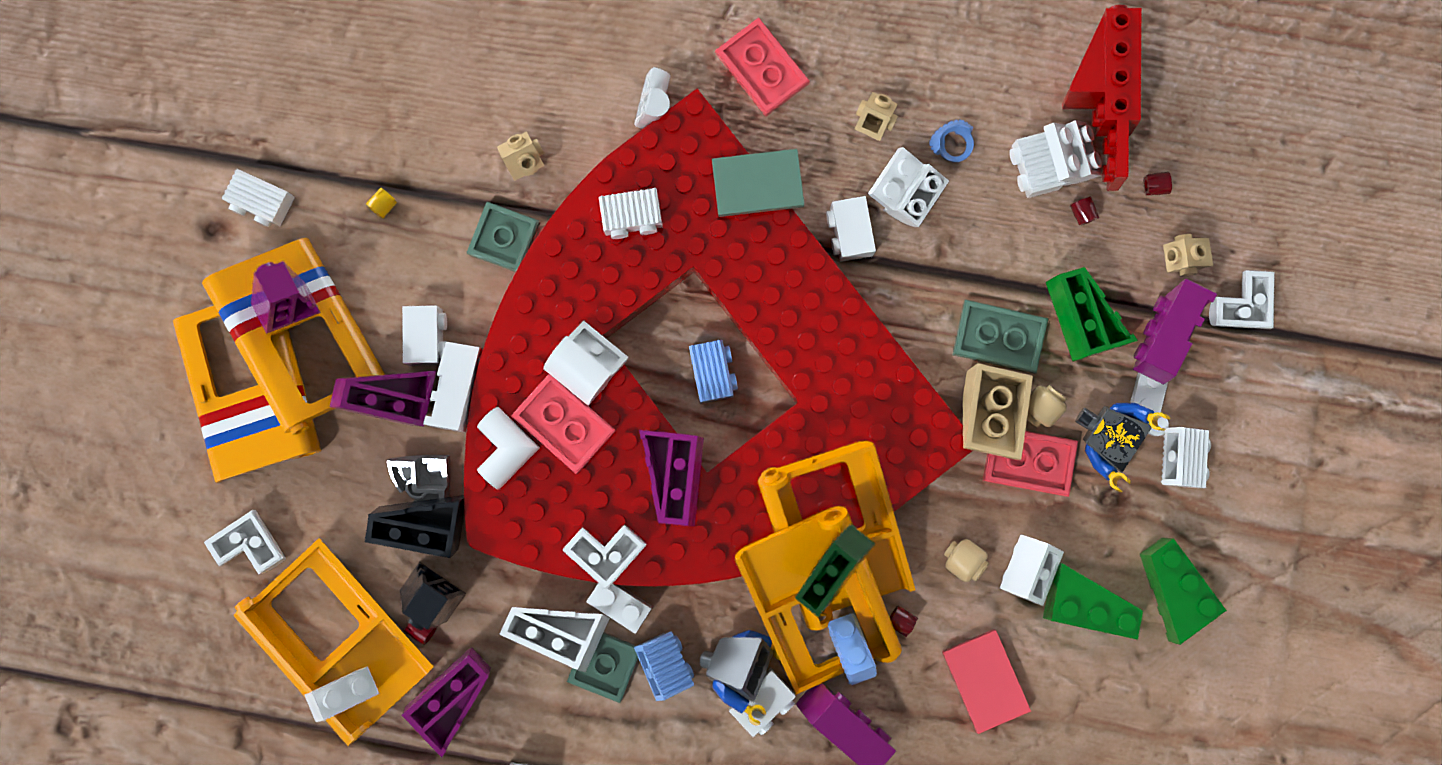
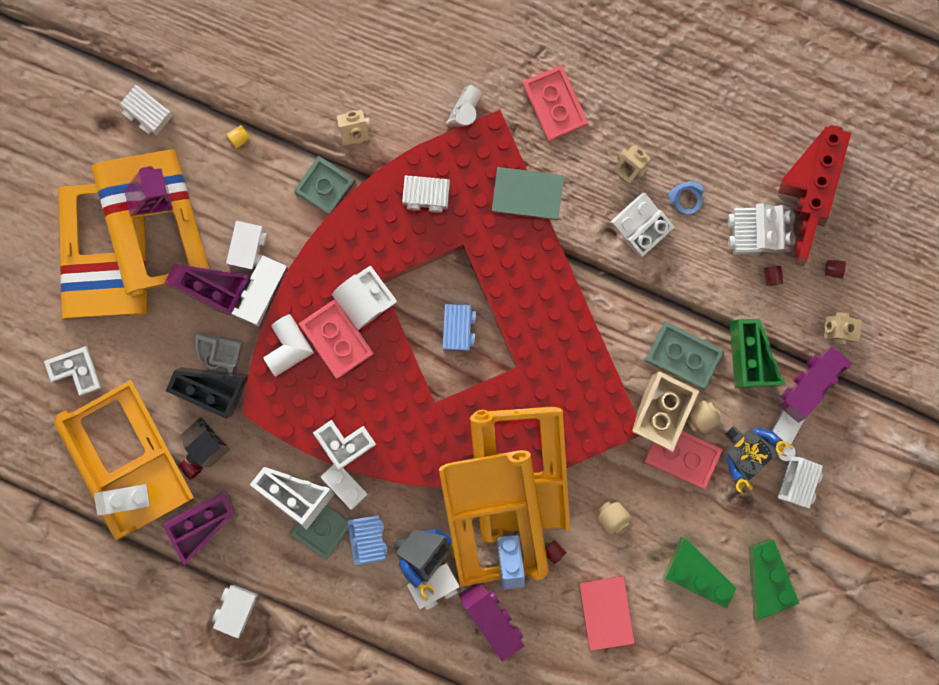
camera: 10 degrees right, 0 degrees up
(674, 474) = (410, 397): magenta wedge -> none
(834, 570) = (509, 496): dark green brick -> none
(851, 229) = (591, 245): white brick -> none
(1031, 569) = (661, 537): white brick -> none
(1250, 311) = (879, 383): white brick -> none

